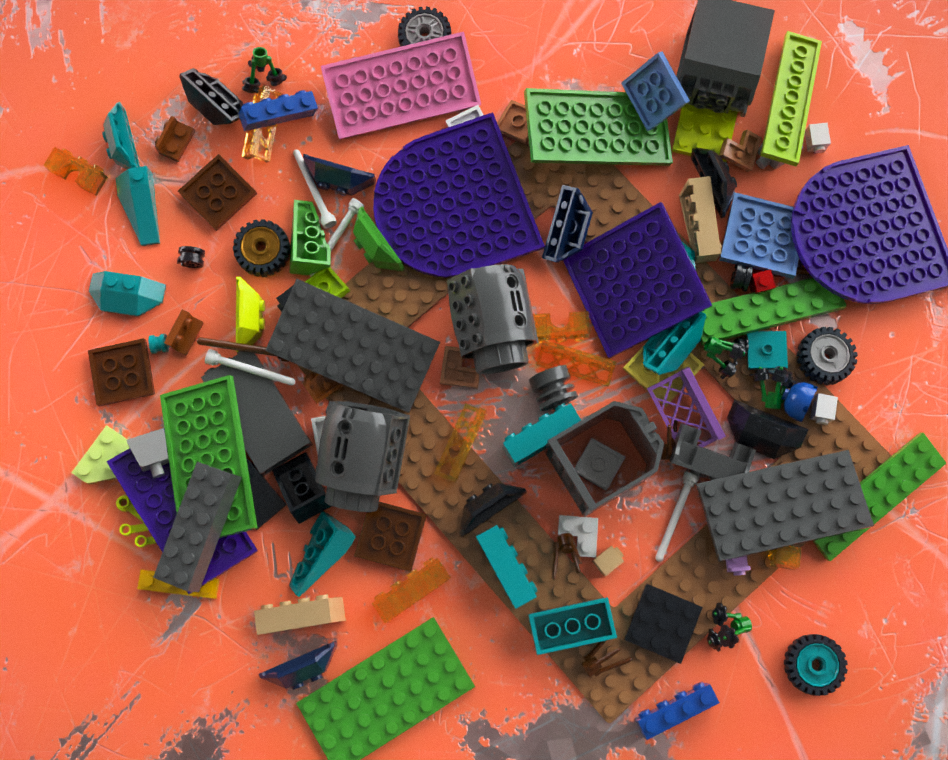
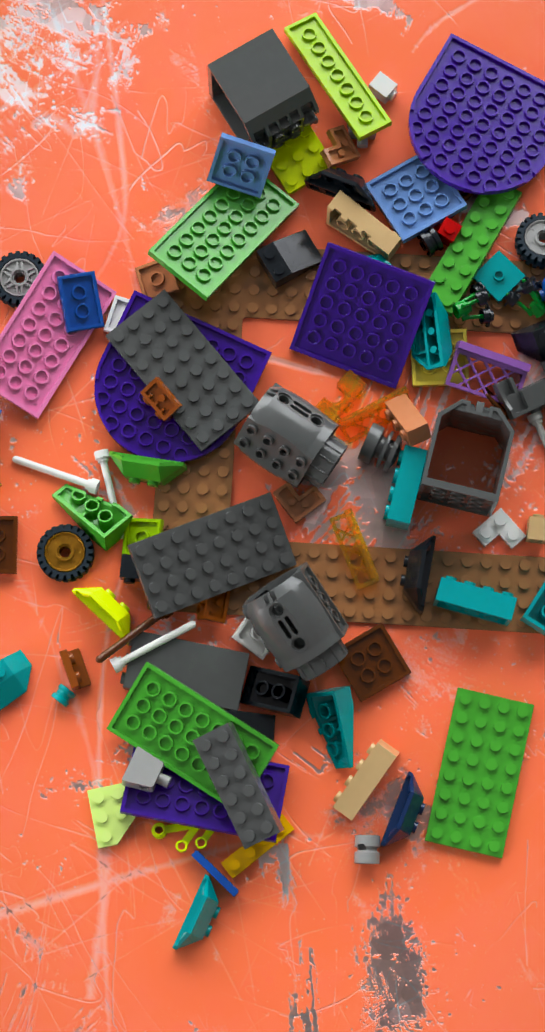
camera: 50 degrees left, 0 degrees up
(87, 591) = (199, 915): none -> teal wedge
(121, 372) = (57, 742): reddish brown plate -> none
(128, 573) = (215, 873): none -> blue tile
(191, 257) = (21, 610): black wheel -> none
(250, 664) = (367, 849): none -> light grey wheel
(337, 176) = (66, 447): dark blue wedge -> none
(411, 590) = (425, 684): clear yellow brick -> none
(429, 202) = (161, 399): none -> dark orange bracket
(447, 85) = (80, 302): none -> blue tile
(468, 197) = (168, 345): none -> dark grey plate
(566, 545) = (498, 547): reddish brown plant -> none
(568, 225) = (275, 321): dark blue wedge -> none
(590, 386) = (407, 420): none -> nougat brick
(599, 464) = (464, 468): white plate -> none
(625, 191) = (288, 257): none -> black slope

